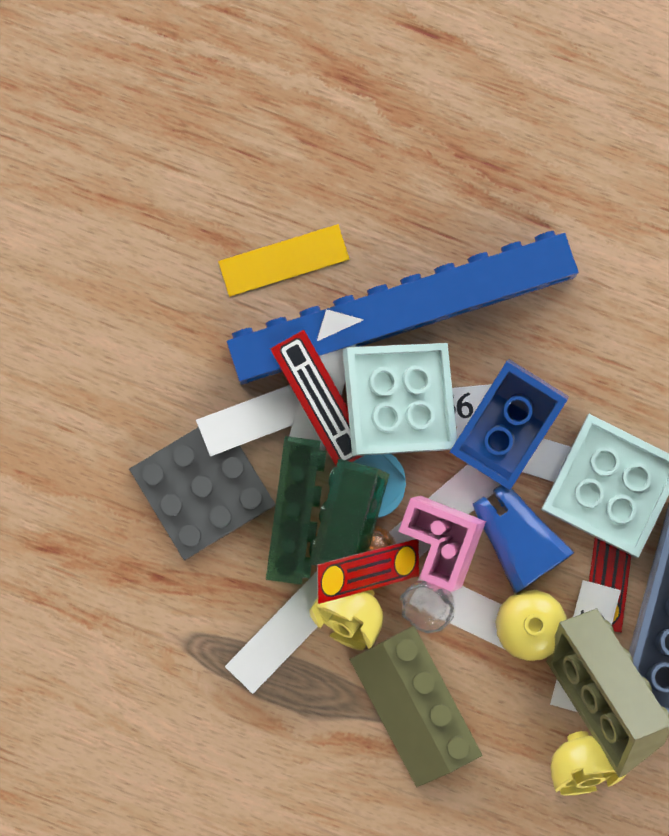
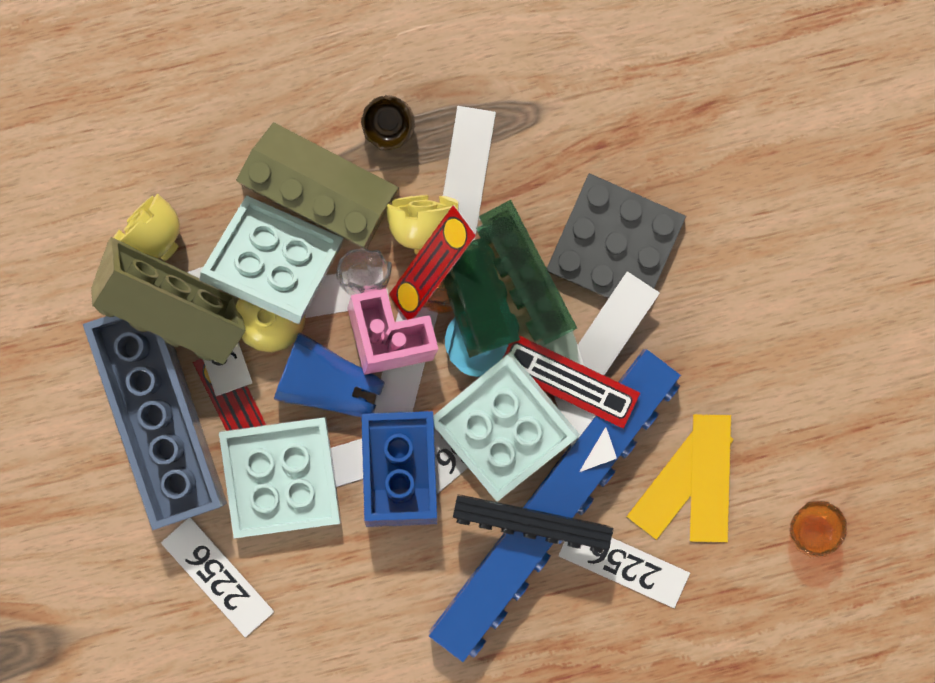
camera: 155 degrees right, 5 degrees up
(202, 141) = (818, 529): none -> clear orange hair
(259, 243) = (710, 478): none -> yellow sticker
(321, 717) = (387, 122): none -> dark brown hair
(378, 222) = (632, 569): none -> white sticker
(431, 304) = (532, 523): none -> black piece
(497, 669) = (271, 259): none -> light aqua plate

